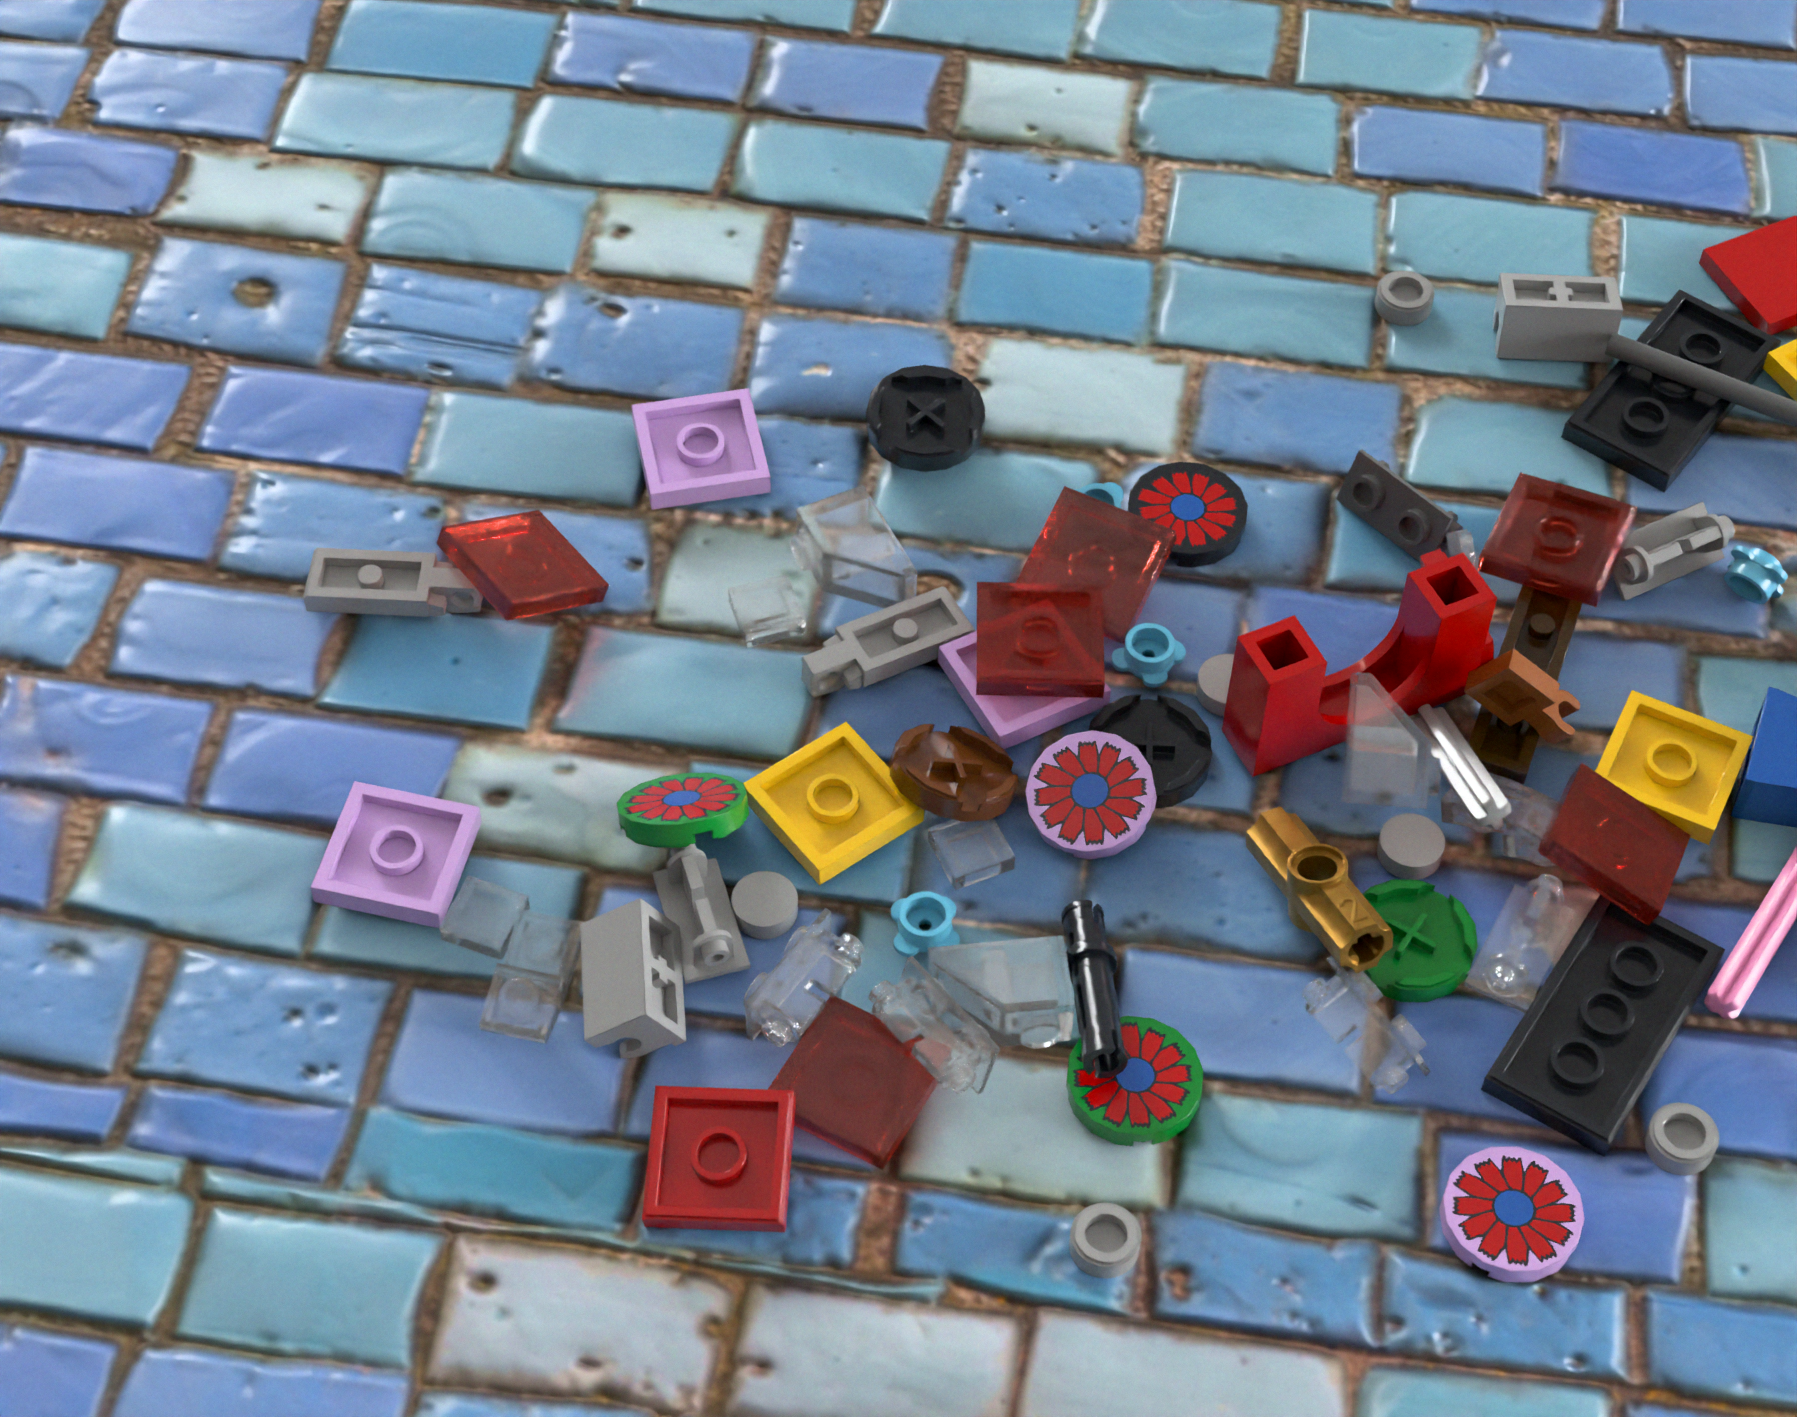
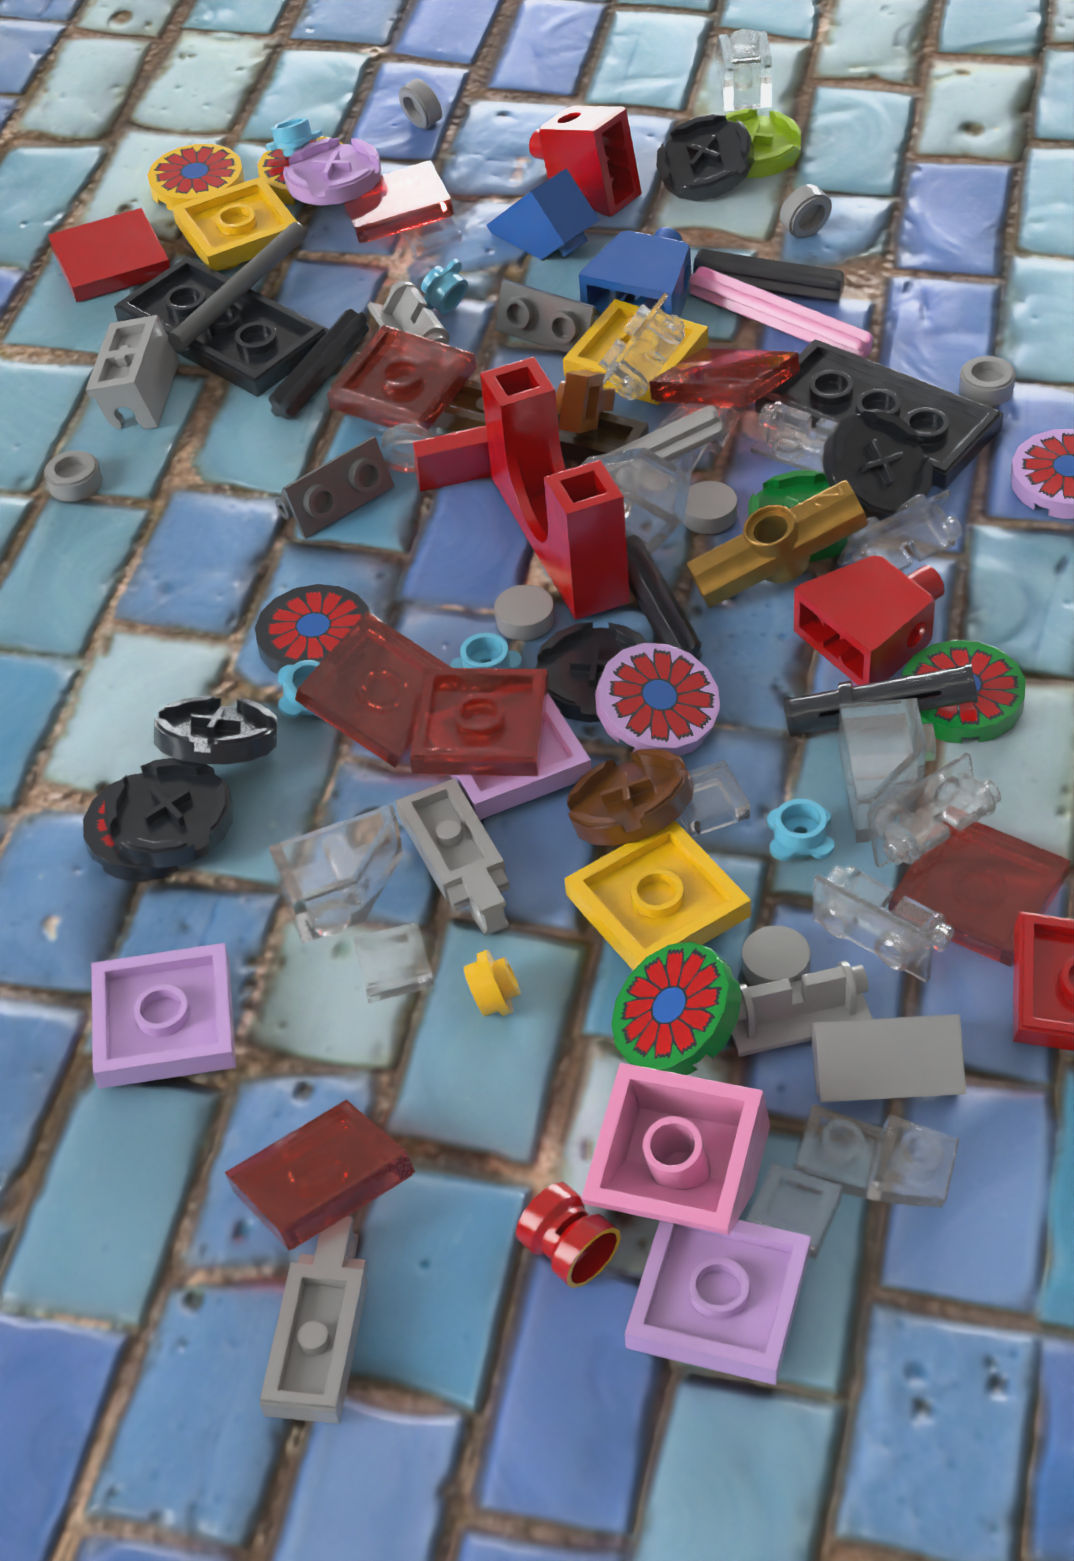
camera: 80 degrees left, 5 degrees down
(456, 742) = (567, 1234): none -> red wheel
(518, 808) = (678, 1149): none -> bright pink slope
(727, 677) = (492, 984): none -> yellow plate
(1028, 442) = (215, 734): none -> black tile
(1226, 988) = (868, 616): none -> red torso
(1252, 797) = (658, 600): none -> black axle
(1466, 991) = (878, 460): none -> black tile
(1609, 477) = (318, 364): none -> black axle
(1660, 757) = (652, 334): none -> clear hinge
(1728, 662) = (542, 316): none -> dark grey hinge

